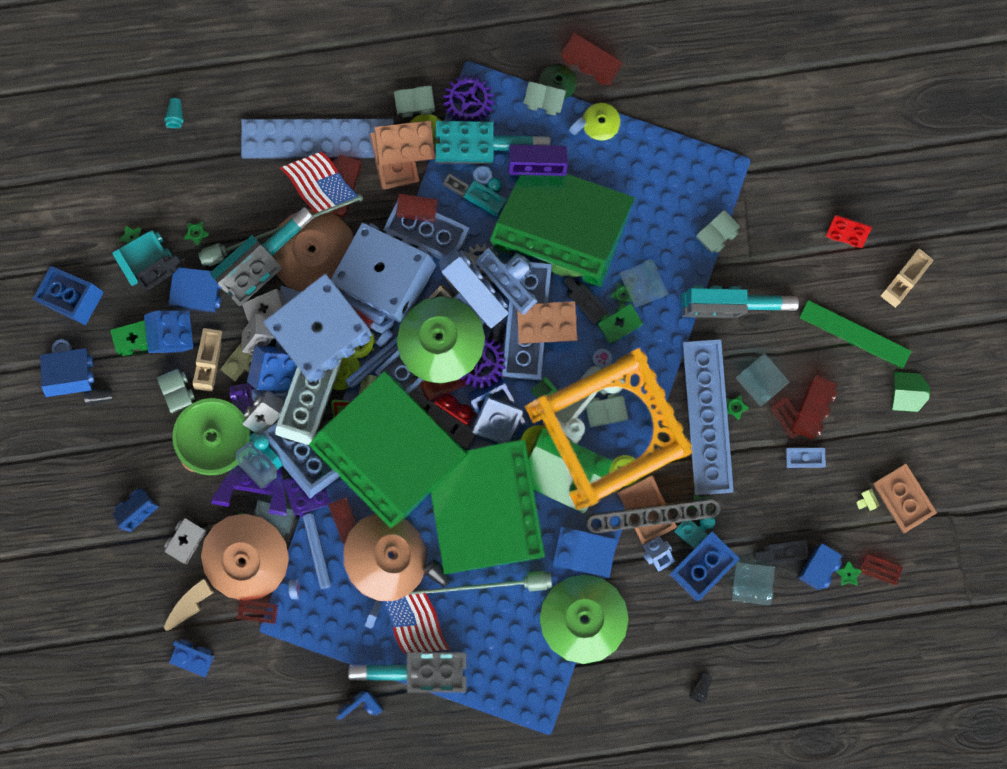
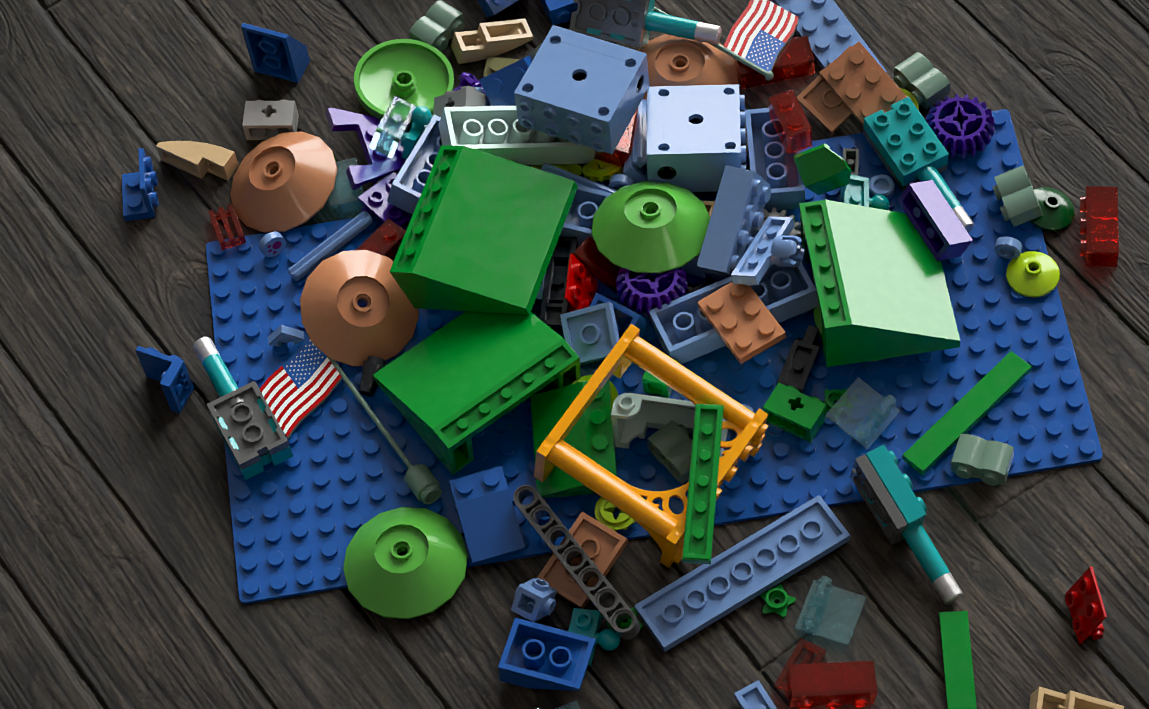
camera: 70 degrees right, 25 degrees down
(461, 209) = (822, 169): none -> green slope
(664, 413) = (703, 484): none -> green tile
(677, 220) = (966, 413): none -> green tile

